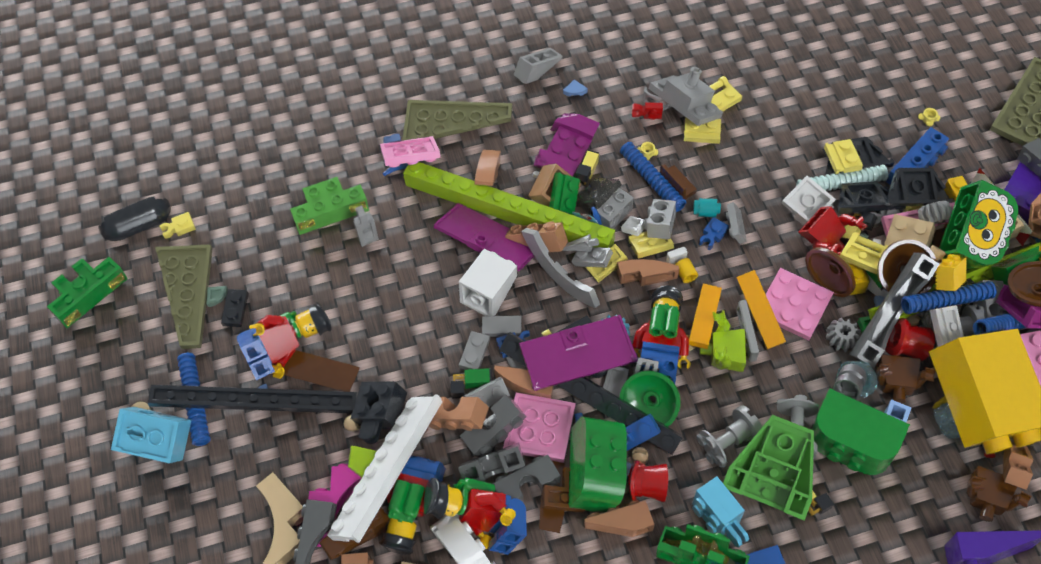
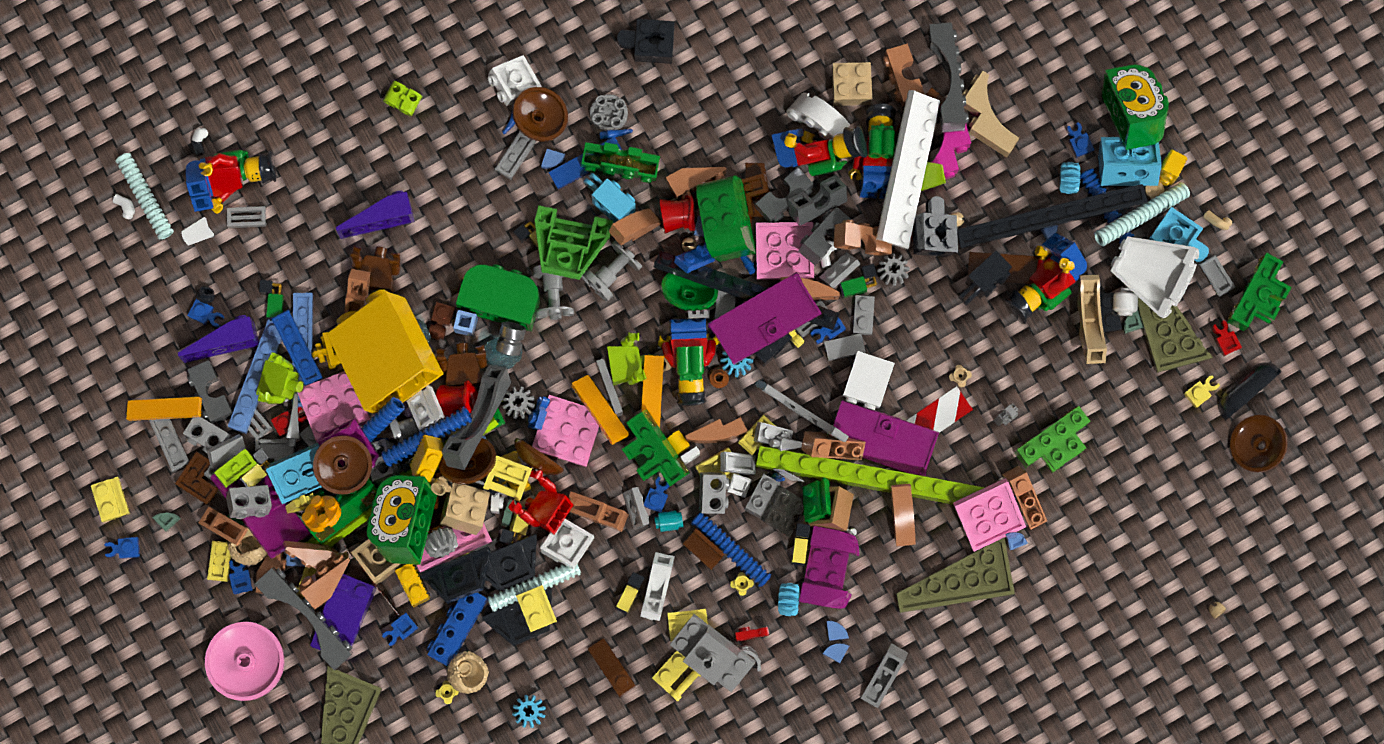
camera: 160 degrees right, 20 degrees up
(93, 367) = (1216, 221): none -> tan arm
(107, 417) = (1171, 167): none -> yellow brick
(117, 319) = (1217, 275): none -> light grey tile
(117, 485) = (1135, 105): none -> green brick
(134, 260) = (1227, 341): none -> red plate
(137, 356) = (1180, 230): none -> medium azure brick
(148, 158) = (1248, 438): none -> reddish brown dish
(171, 377) = (1141, 214): none -> light aqua piece
(175, 318) = (1155, 271): none -> white cone
(193, 476) = (1080, 142): none -> blue plate
(214, 306) = (1125, 302): none -> white head
(219, 435) = (1069, 178): none -> medium azure gear
(241, 63) = (1217, 610): none -> tan hinge
(255, 291) = (1091, 326): none -> tan arch
(342, 352) = (986, 277): none -> black brick
(372, 171) = (1025, 497): none -> nougat slope
(396, 274) = (965, 375): none -> tan plate
(430, 252) = (943, 411): none -> sticker
(432, 384) = (894, 277): none -> light grey gear
(571, 103) = (836, 631): none -> medium blue tile
(608, 126) = (788, 599): none -> medium azure gear
(632, 239) = (738, 463): none -> light grey tile
(634, 325) = (716, 384): none -> dark orange plate
(696, 476) = (634, 226): none -> nougat slope
(711, 260) = (653, 450): none -> green piece
(728, 154) = (657, 586): none -> white arch
(753, 158) = (629, 593): none -> piece
(774, 228) = (598, 511): none -> nougat slope
(776, 106) = (611, 668): none -> reddish brown slope
(824, 318) = (537, 417): none -> blue plate
(856, 89) = (534, 707): none -> medium azure gear
(912, 120) = (467, 672): none -> tan hair
(917, 436) = (442, 316): none -> copper plate
(969, 168) = (402, 627): none -> blue plate

